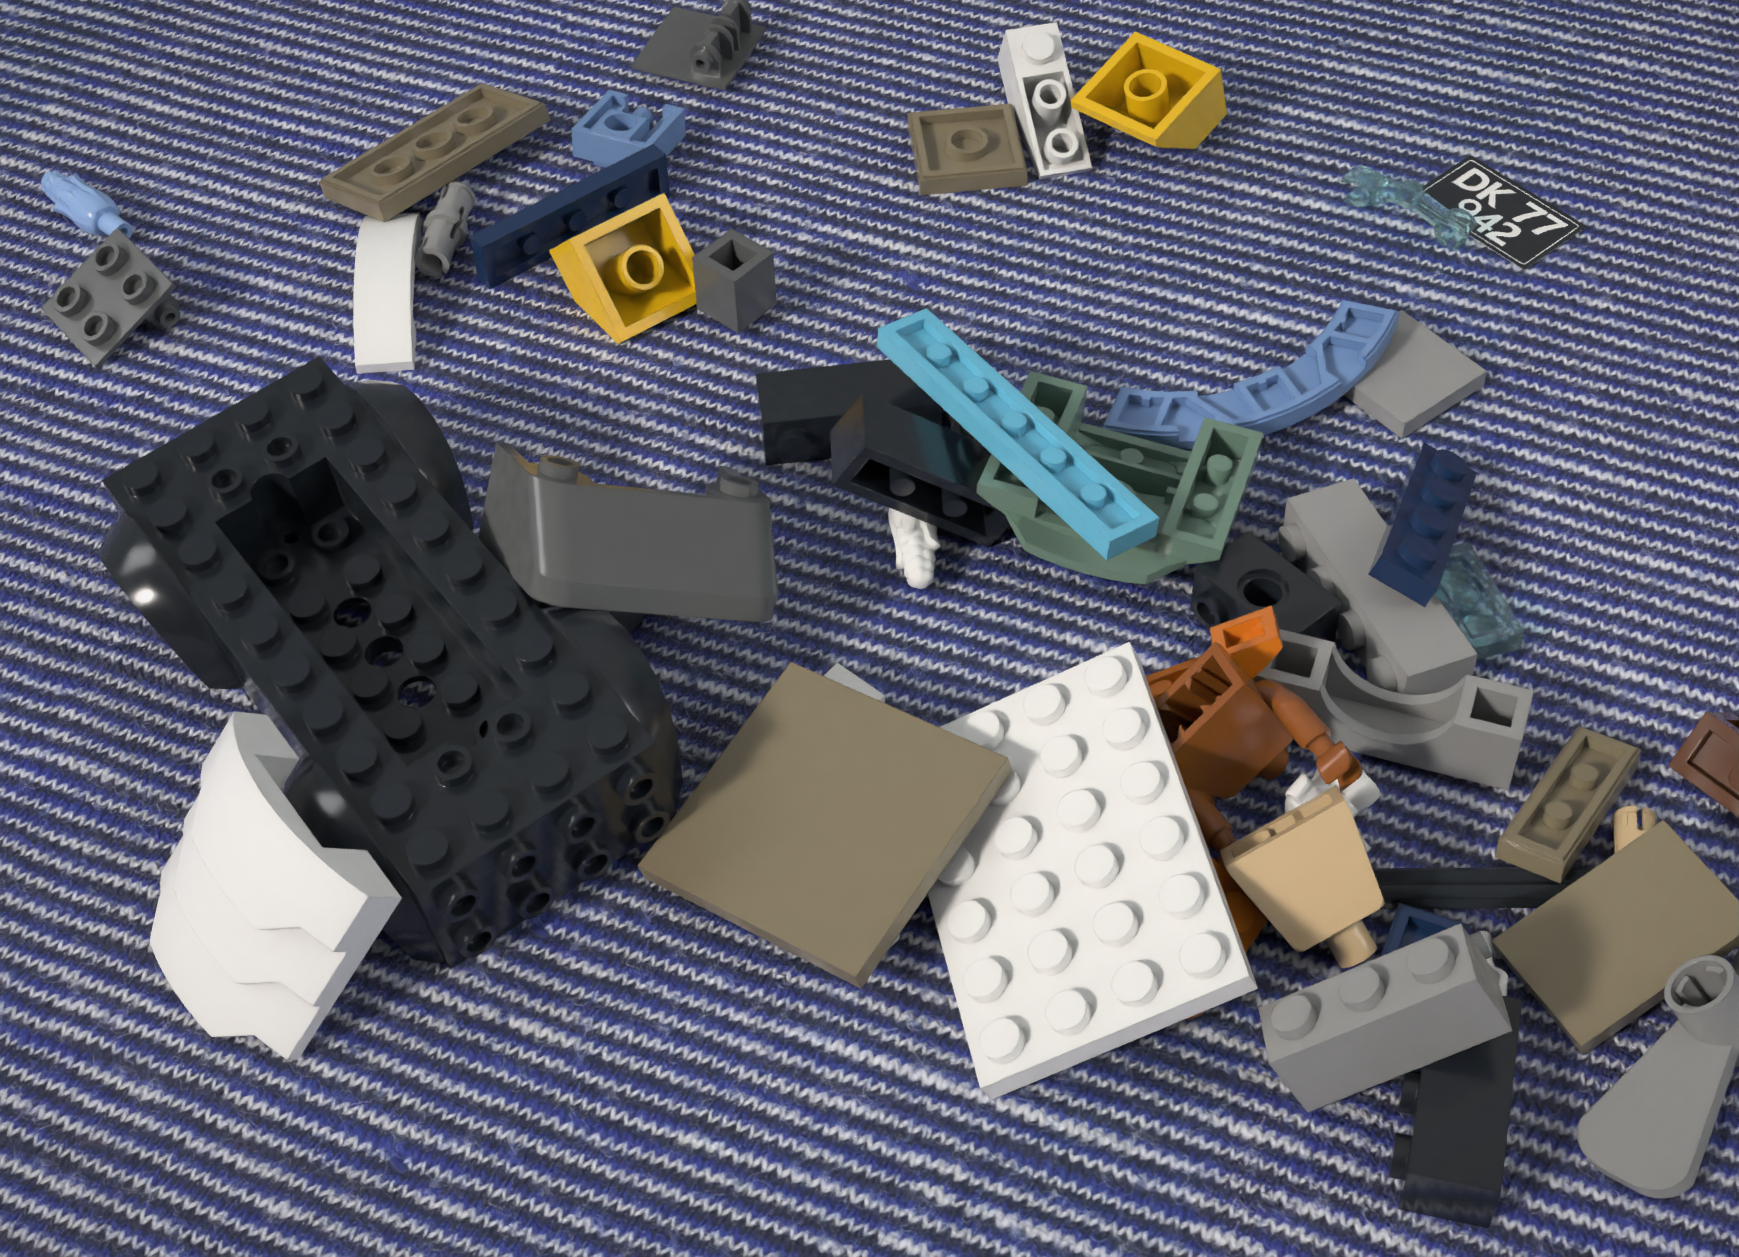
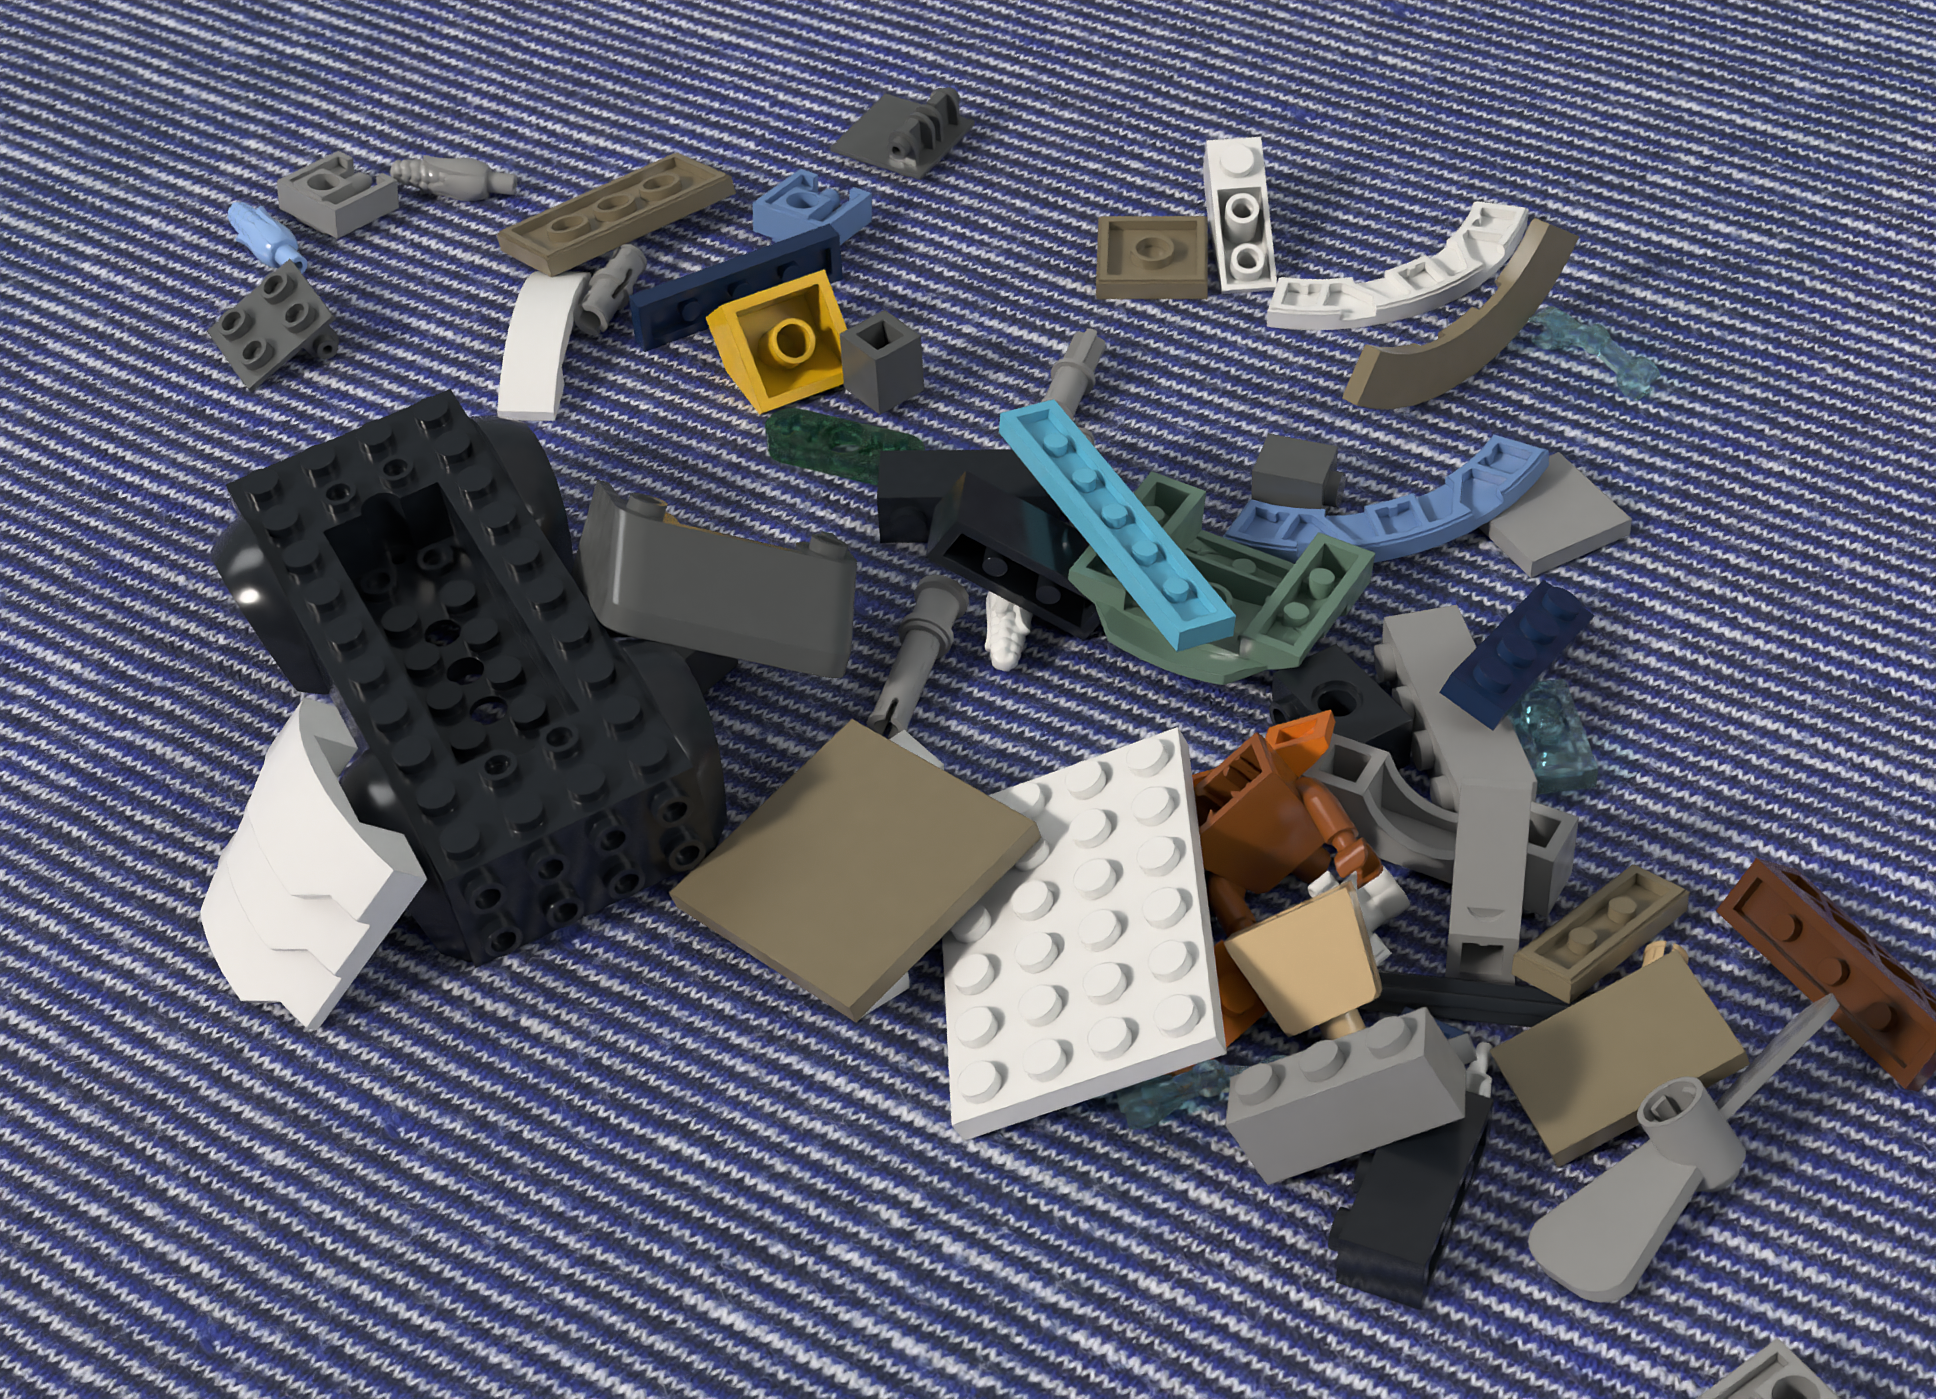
camera: 10 degrees right, 5 degrees down
(146, 159) = (334, 198): none -> light grey brick
(263, 127) = (453, 177): none -> light grey piece
(672, 379) = (808, 437): none -> clear green beam
(836, 563) = (924, 638): none -> light grey pin
(920, 274) = (1075, 372): none -> light grey axle
(1155, 94) = (1351, 218): yellow slope -> none
(1163, 357) = (1297, 474): none -> dark grey brick
(1177, 1039) = (1160, 1096): none -> clear light blue piece
(1215, 160) = (1408, 290): none -> white tile
(1250, 243) = (1419, 373): none -> dark tan tile
(1464, 769) = (1488, 879): none -> light grey slope
(1506, 214) = (1696, 367): black sticker -> none

